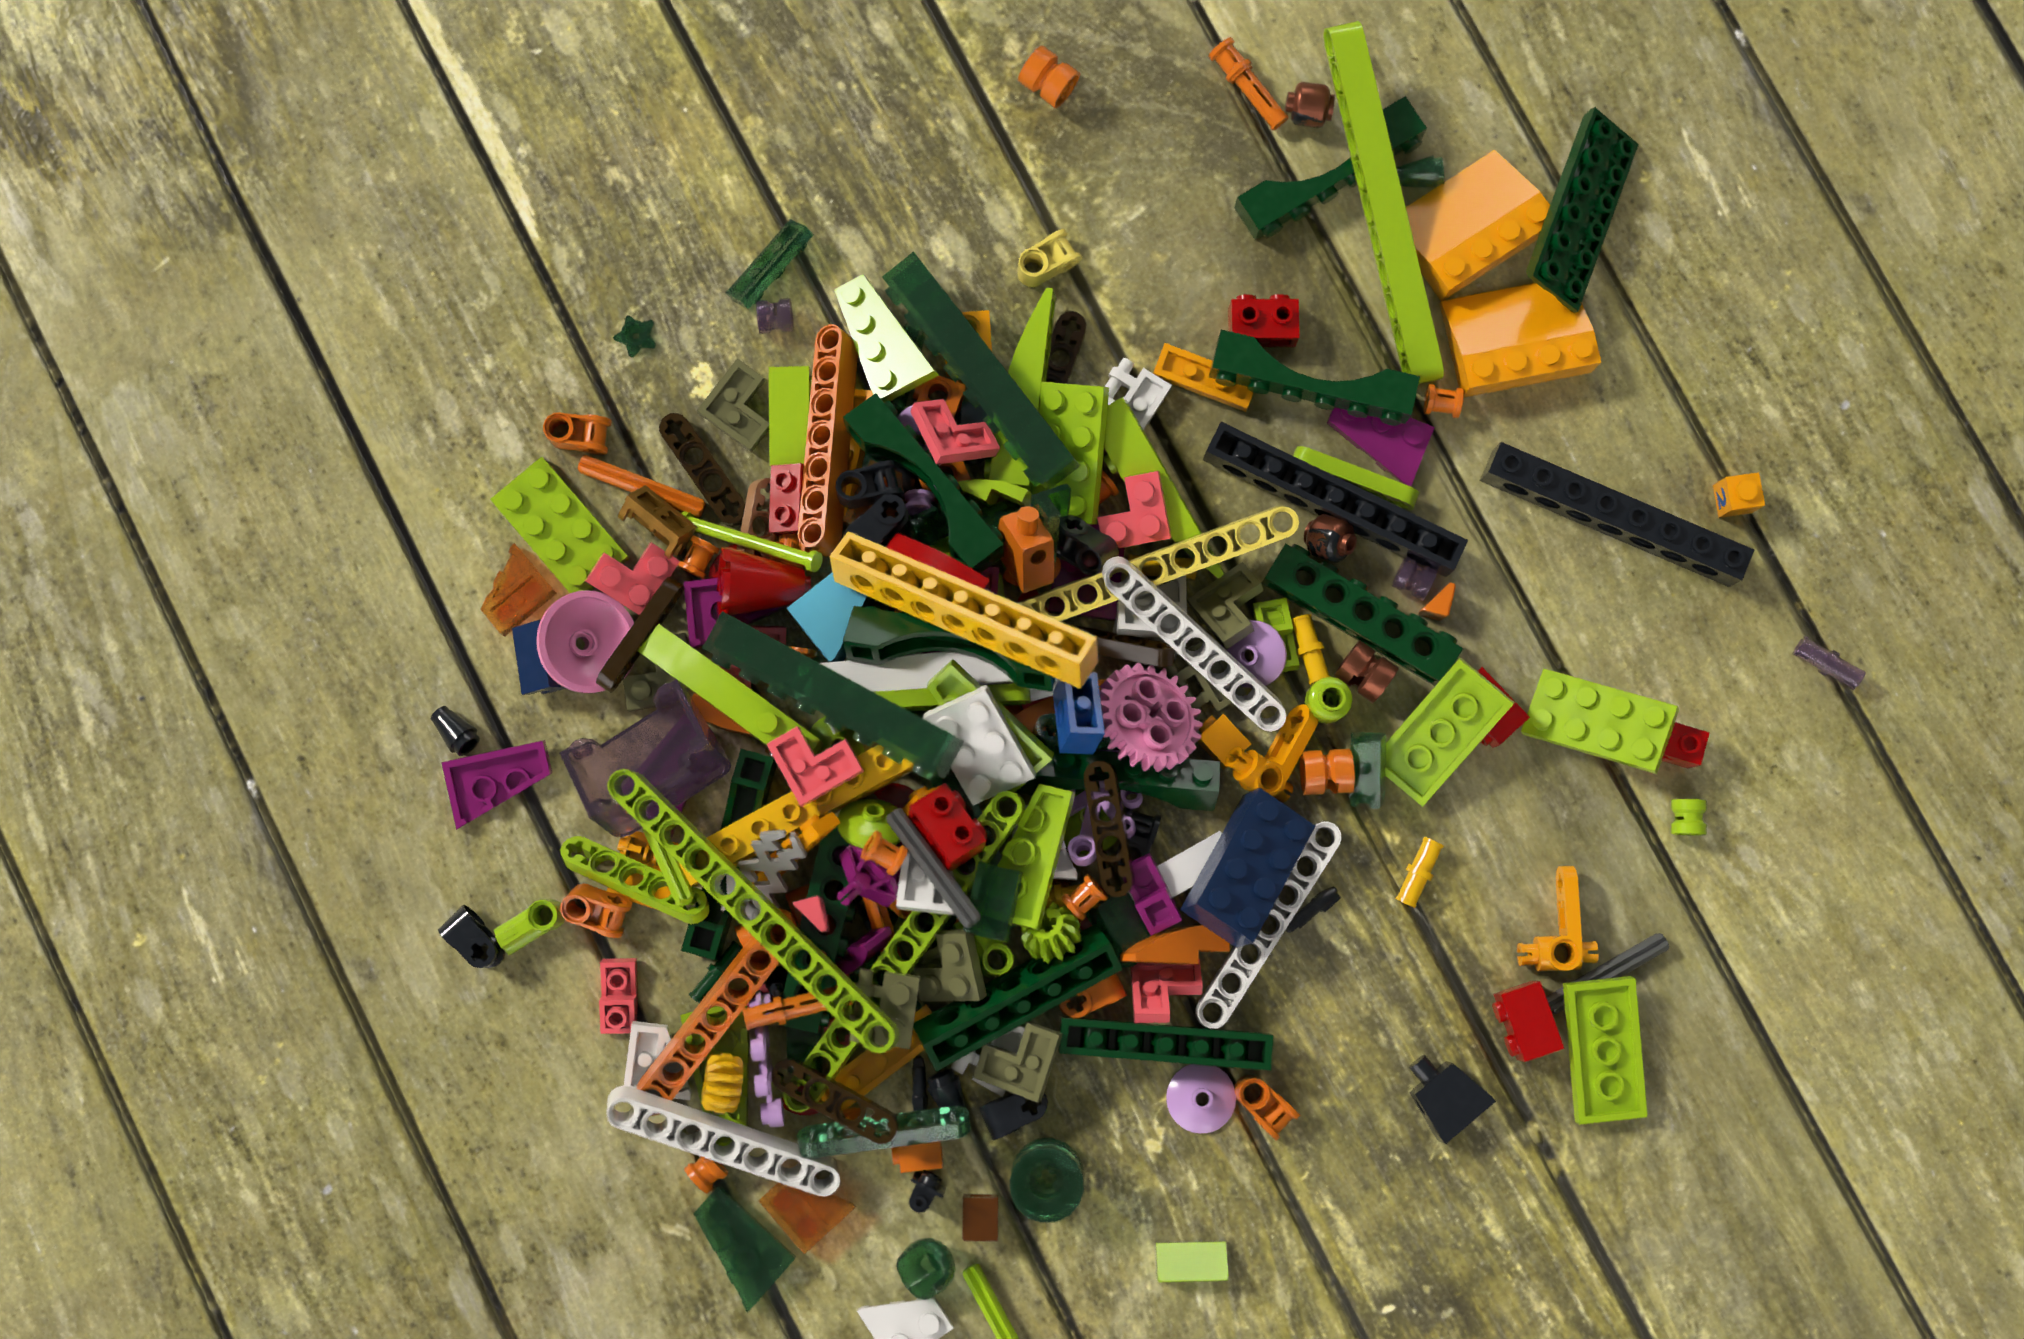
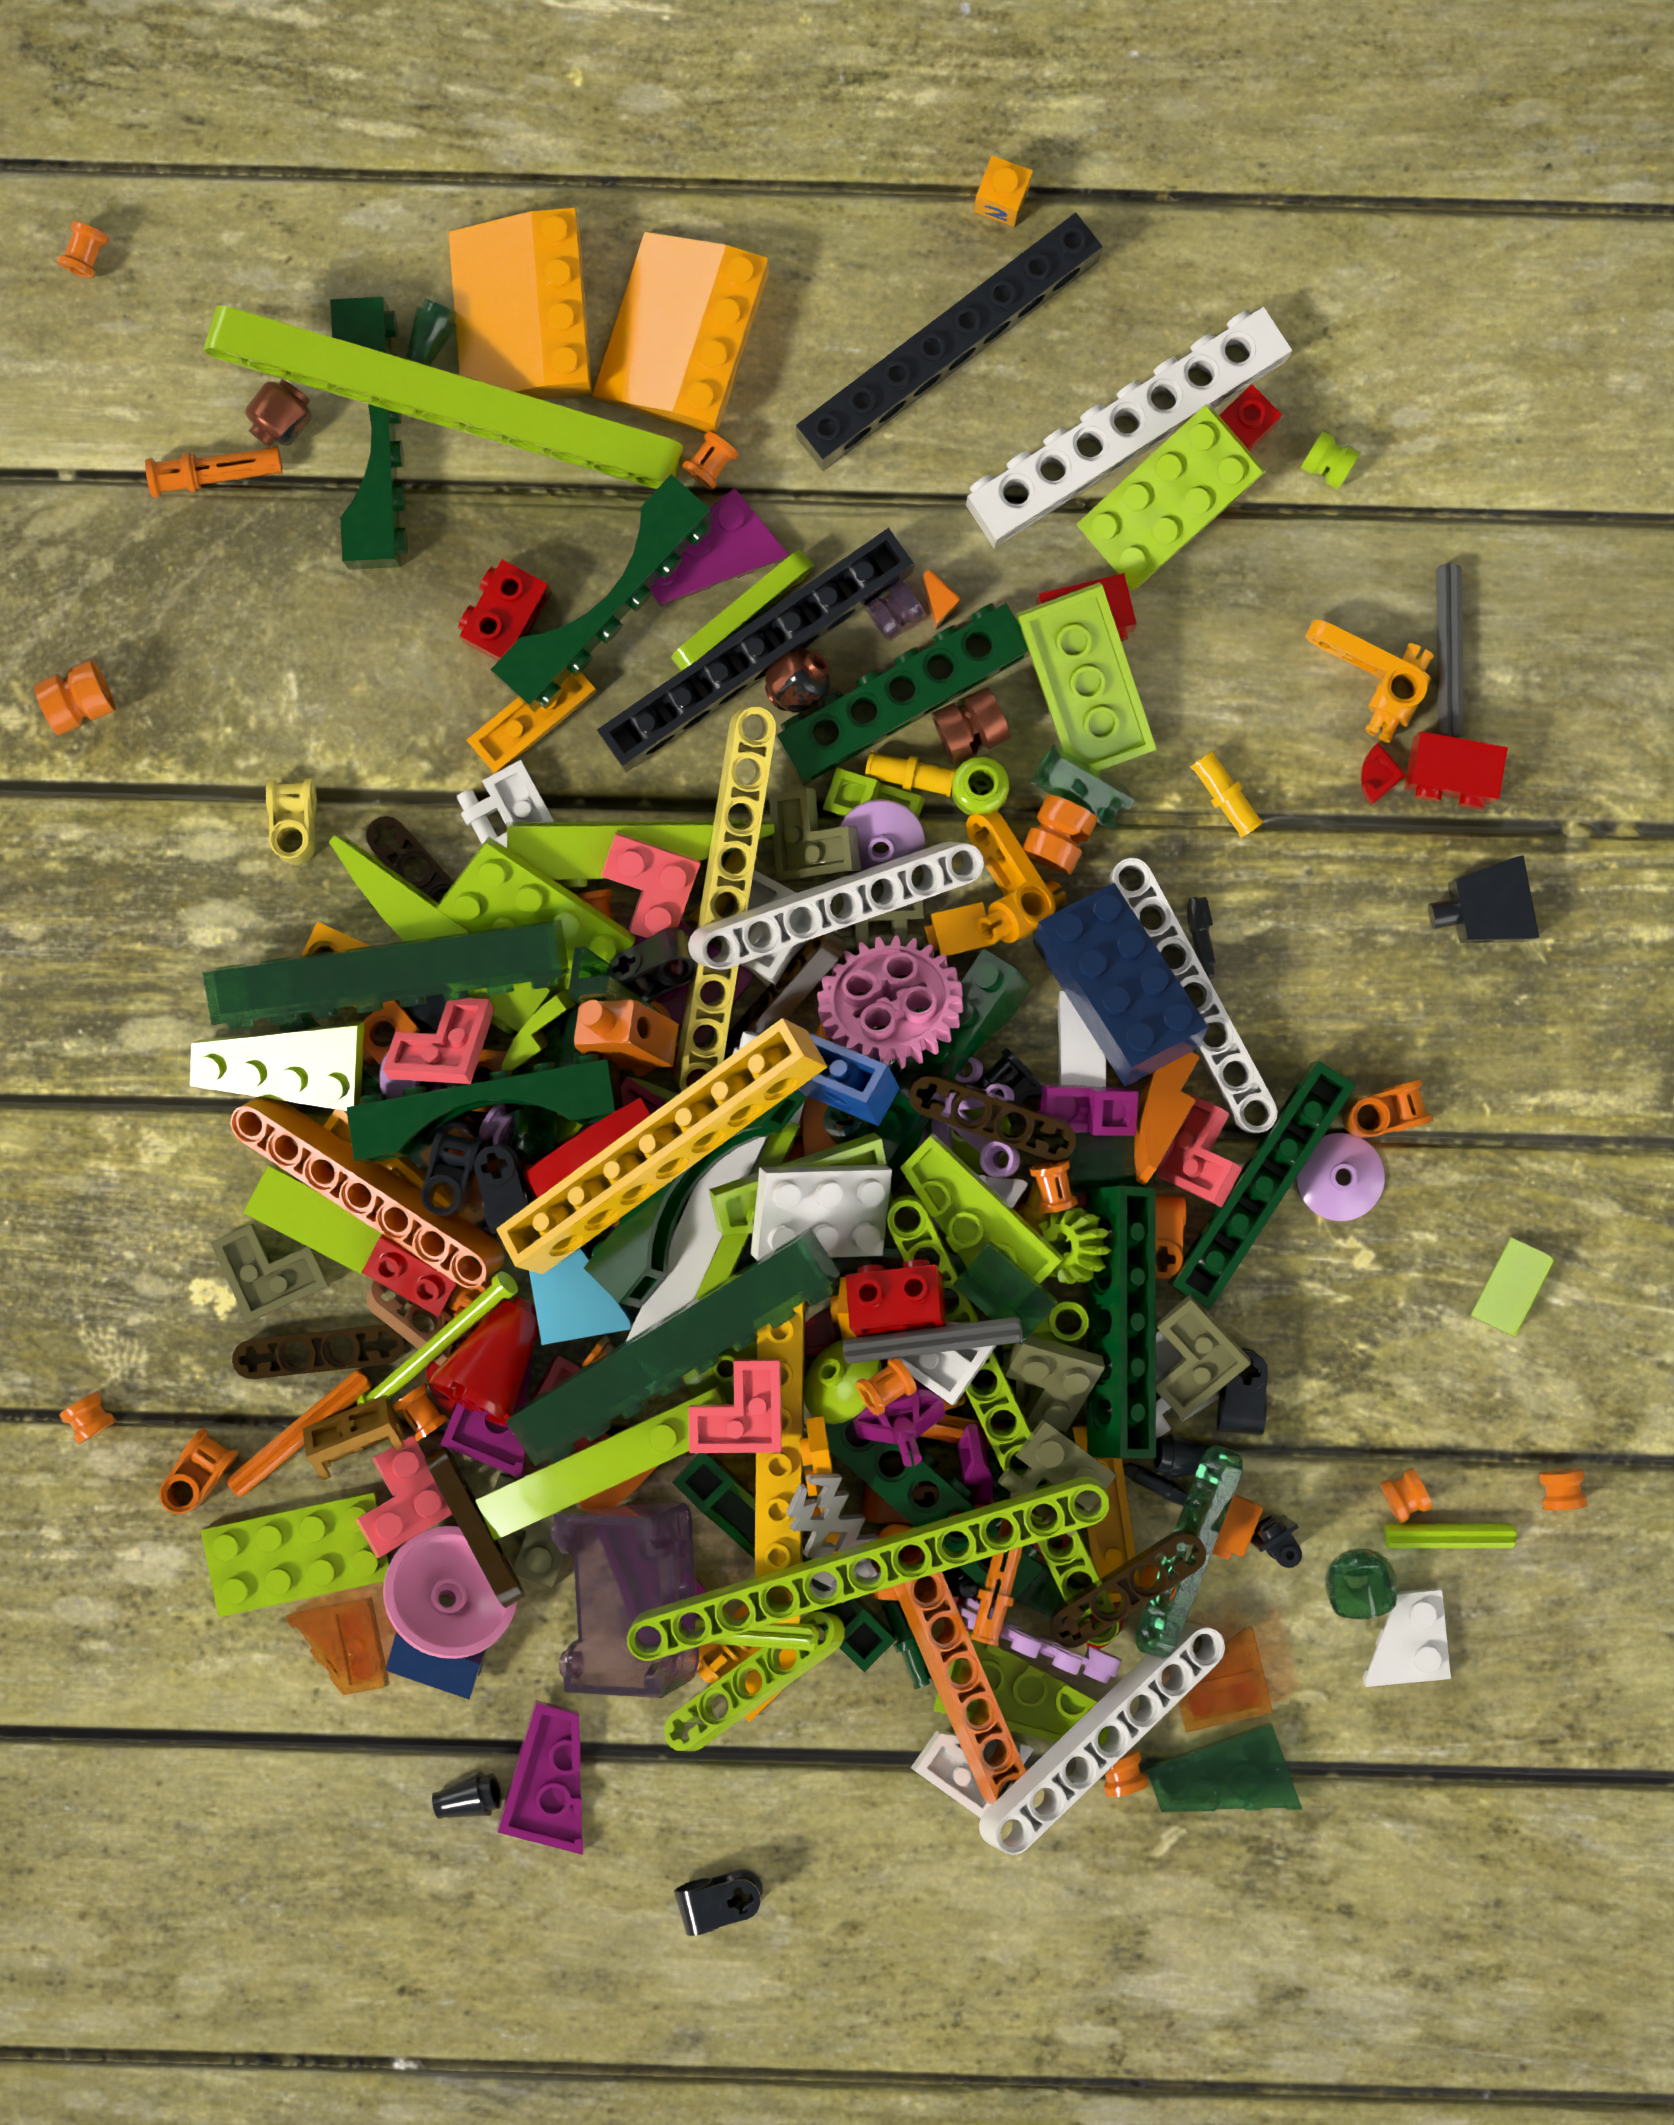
camera: 60 degrees left, 5 degrees up
(527, 926) = (739, 1829): lime piece -> none
(577, 342) = (87, 1417): none -> orange wheel
(601, 910) = (765, 1740): orange piece -> none
(618, 995) = (872, 1768): coral slope -> none
(632, 327) = (103, 1345): clear green plate -> none
(722, 1083) = (1038, 1704): yellow gear -> none
(770, 264) = (118, 1144): clear green plate -> none
(774, 316) = (184, 1182): wheel -> none
(815, 911) = (907, 1499): coral slope -> none
(980, 1217) = (1338, 1494): reddish brown panel -> none
(1005, 1266) = (1406, 1495): none -> orange wheel
(1034, 1196) = (1347, 1422): clear green wheel -> none
(1493, 971) = (1379, 773): none -> red tile
(1582, 209) = (577, 175): dark green plate -> none
(1605, 1050) = (1532, 702): lime plate -> none
(1743, 713) = (1251, 332): none -> white brick
(1829, 663) = (1245, 202): pin -> none

